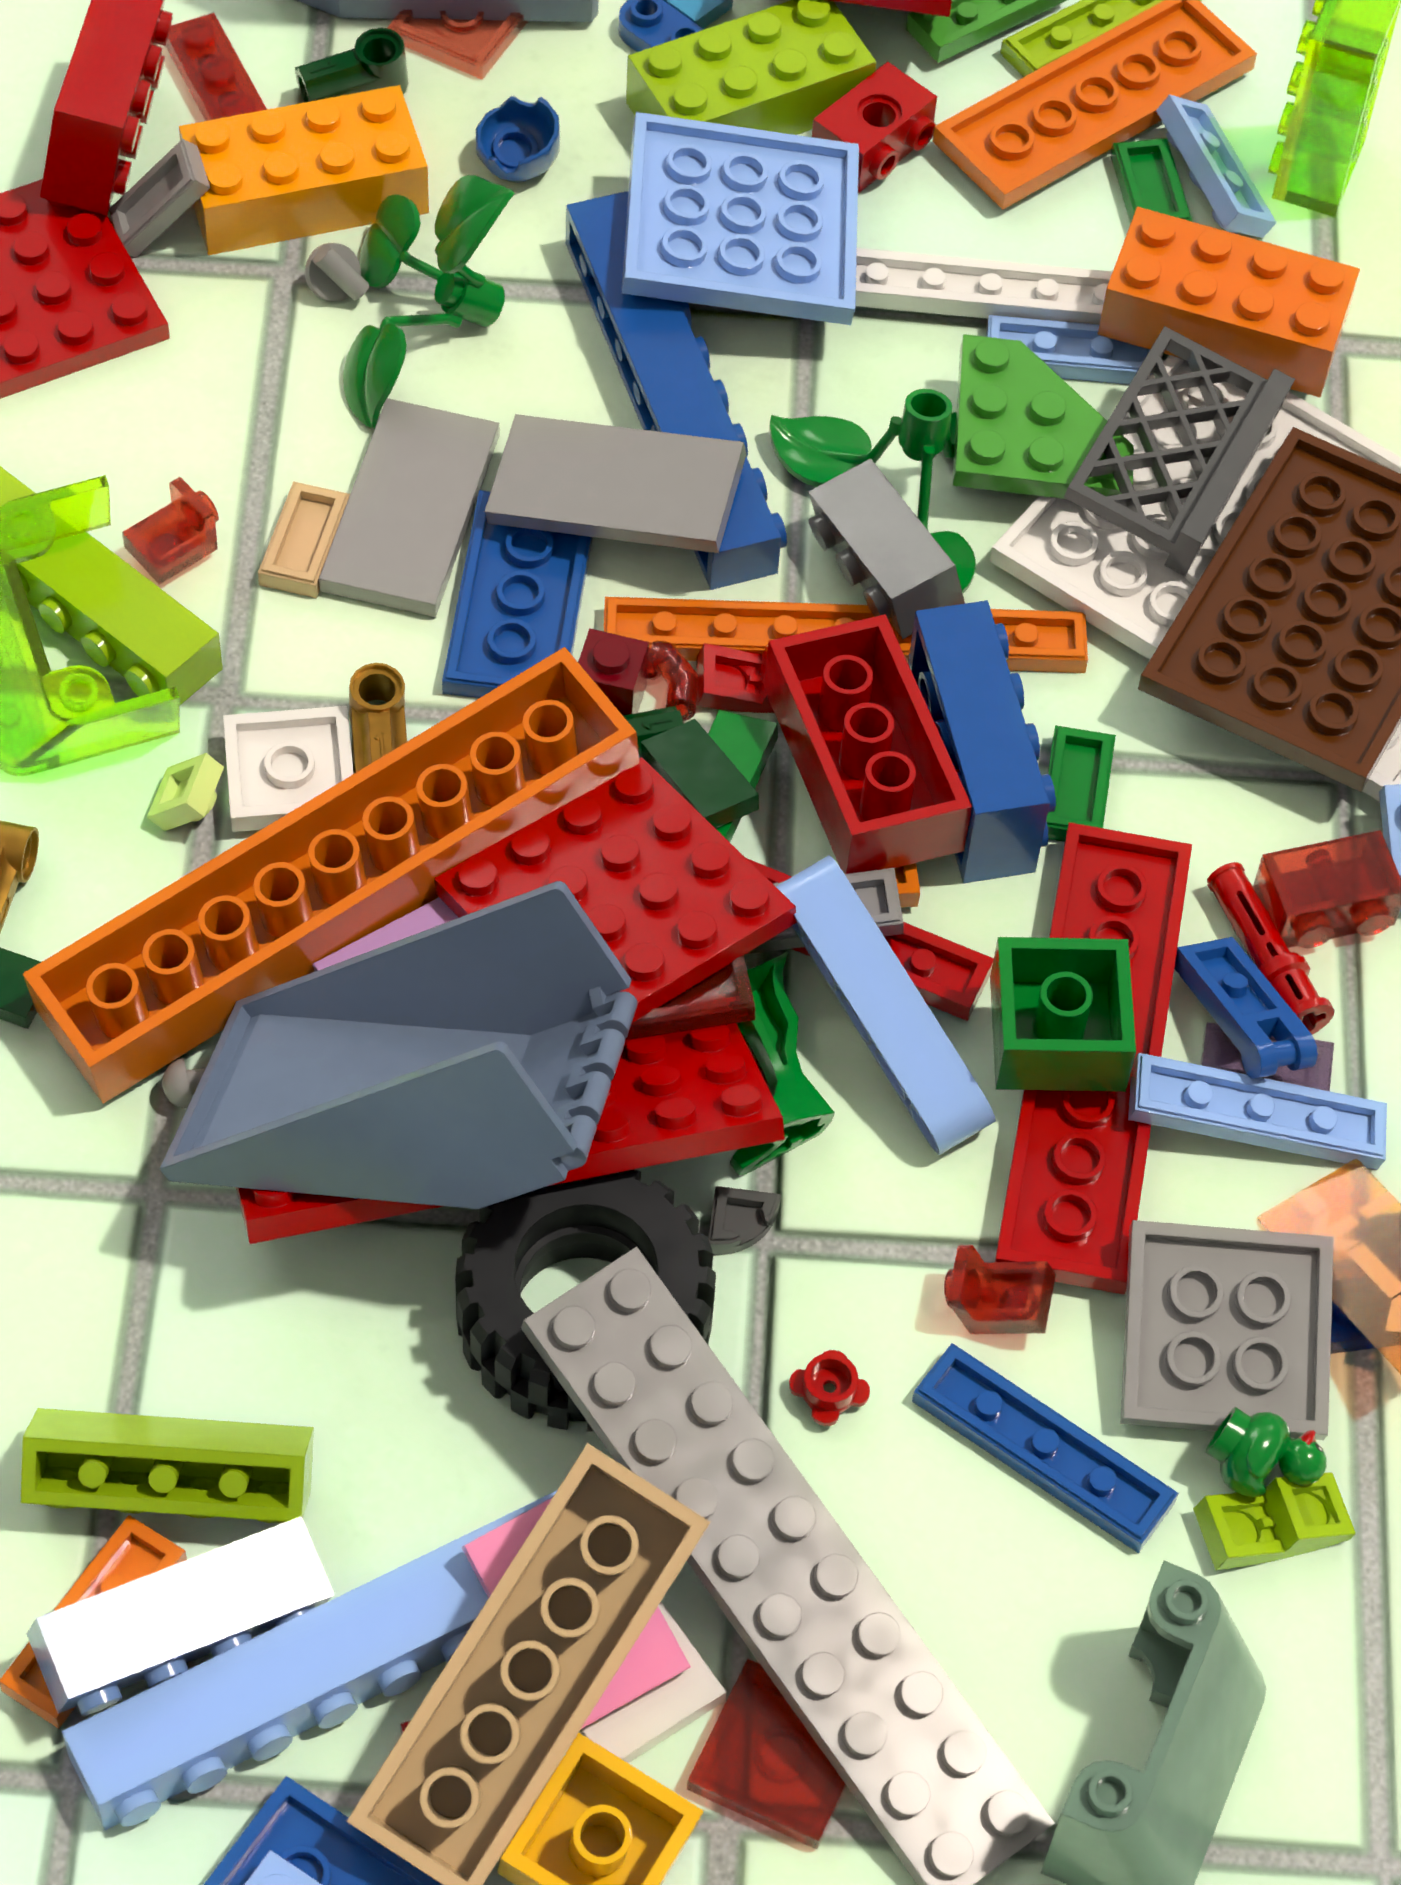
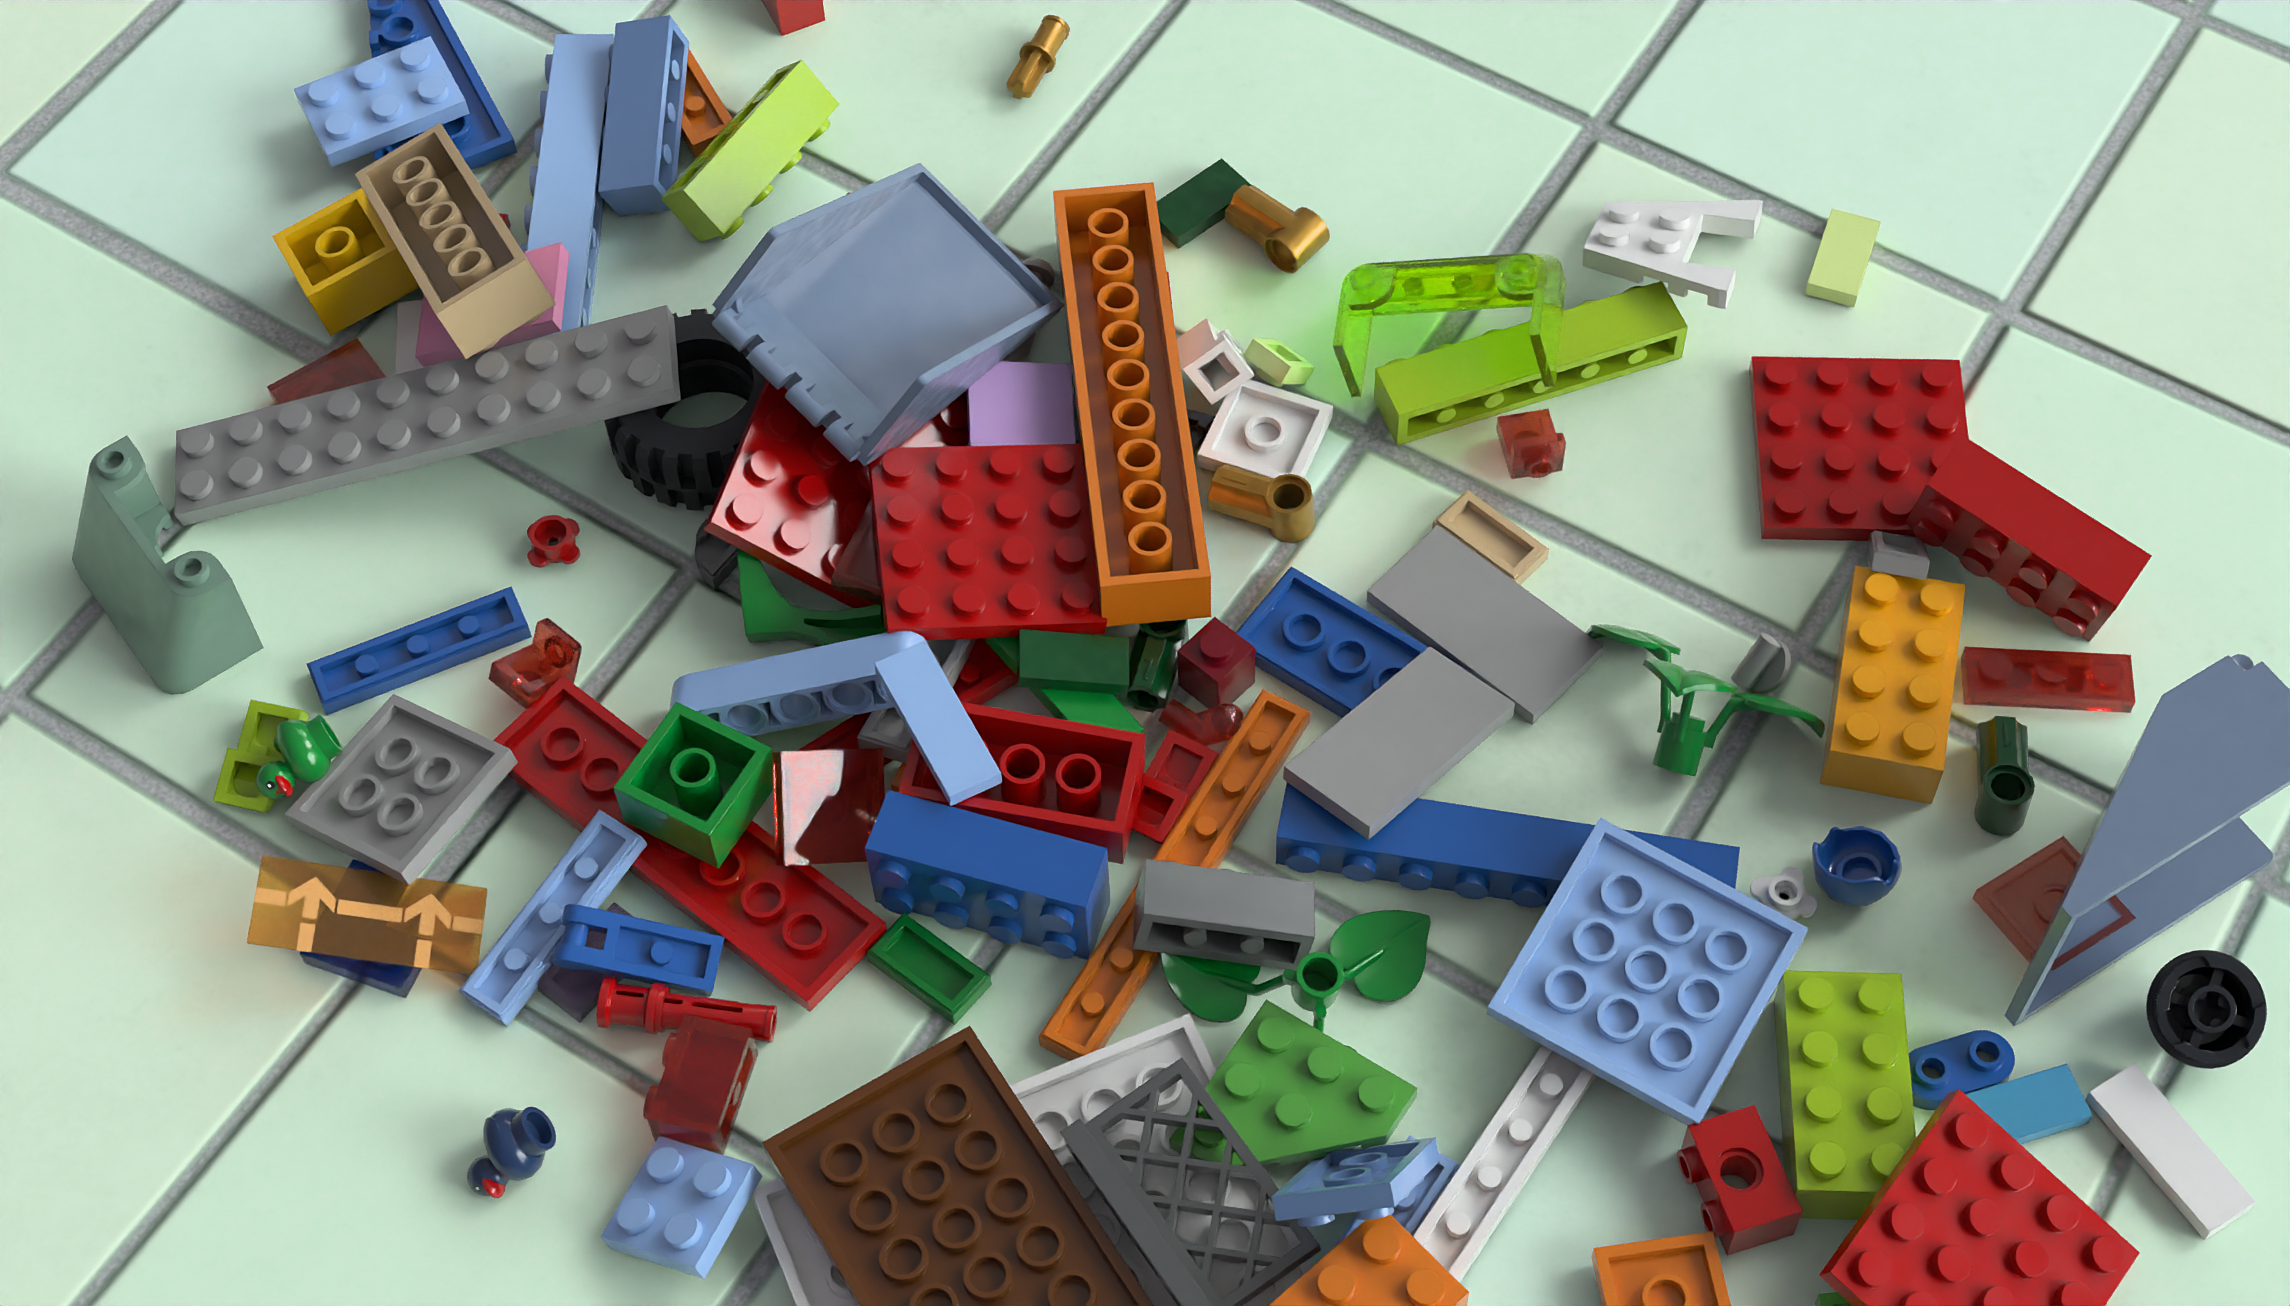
camera: 125 degrees right, 0 degrees up
(222, 829) = (1212, 360): none -> brick
(575, 185) = (1788, 882): none -> white plate
(881, 797) = (938, 723): none -> light blue tile
(995, 905) = (826, 804): none -> clear red tile
(1096, 313) = (1355, 1181): none -> medium blue plate

